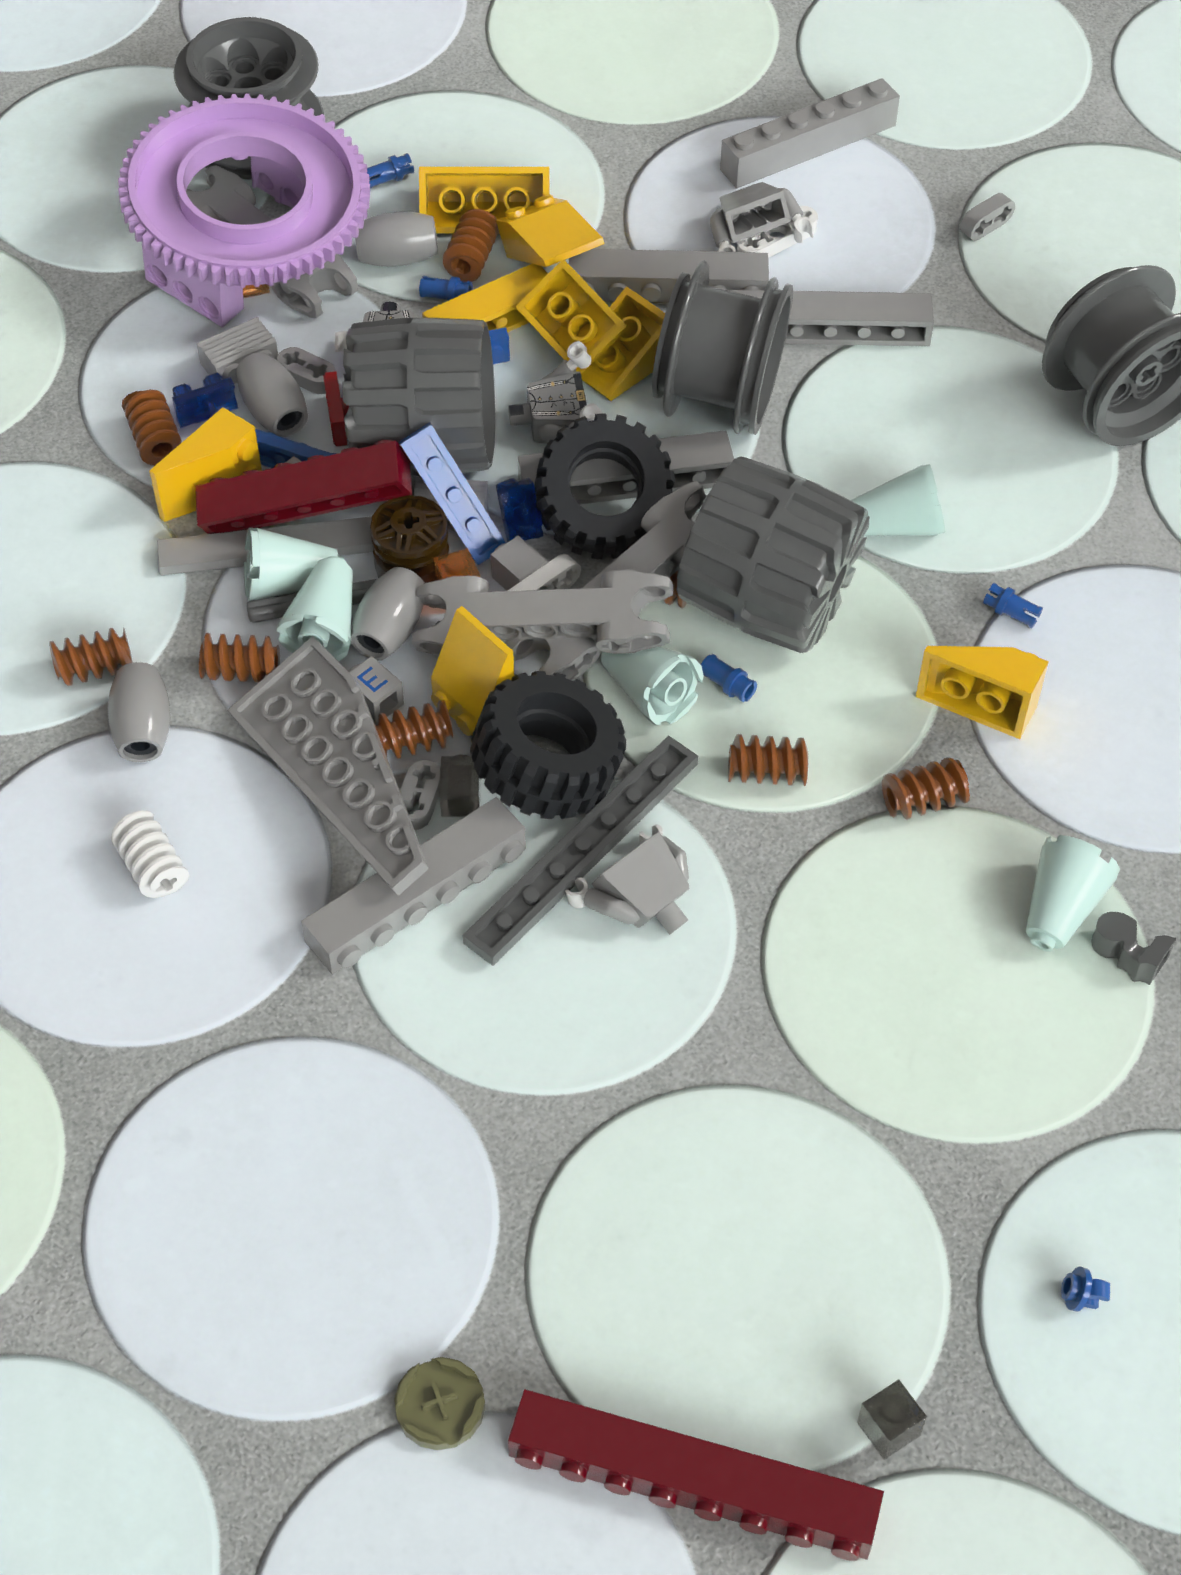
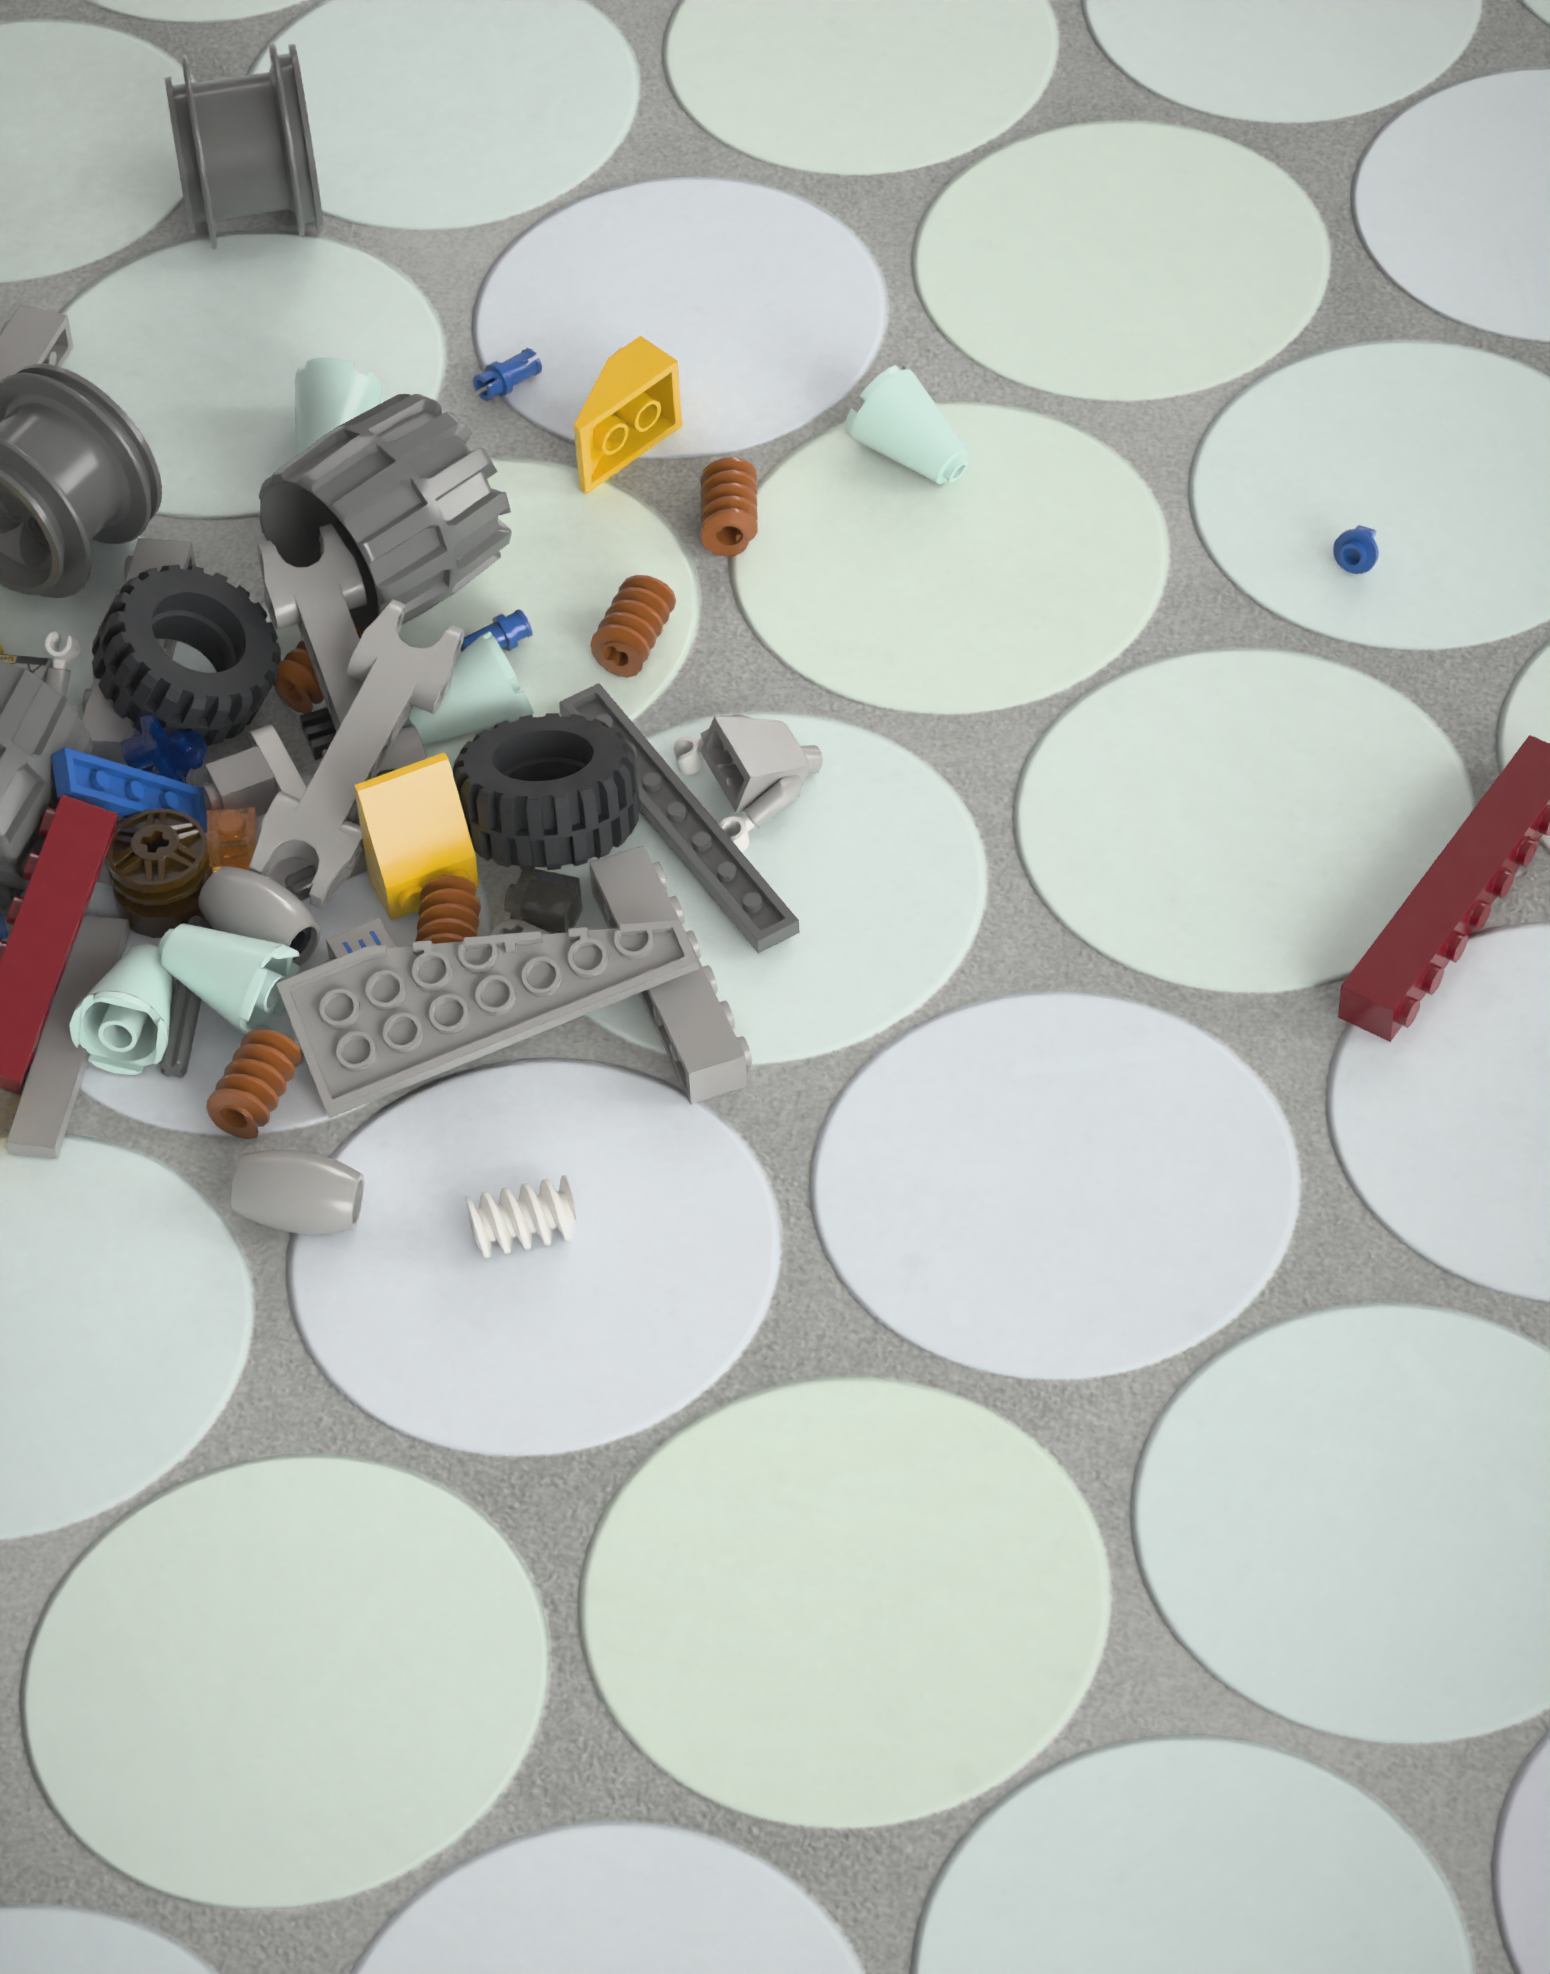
camera: 70 degrees left, 5 degrees down
(90, 656) = (177, 1235): dark orange piece -> none
(439, 1403) = (1318, 1083): olive tile -> none
(891, 1419) = (1451, 720): clear smoke brick -> none
(1117, 938) = (978, 409): dark grey leg -> none

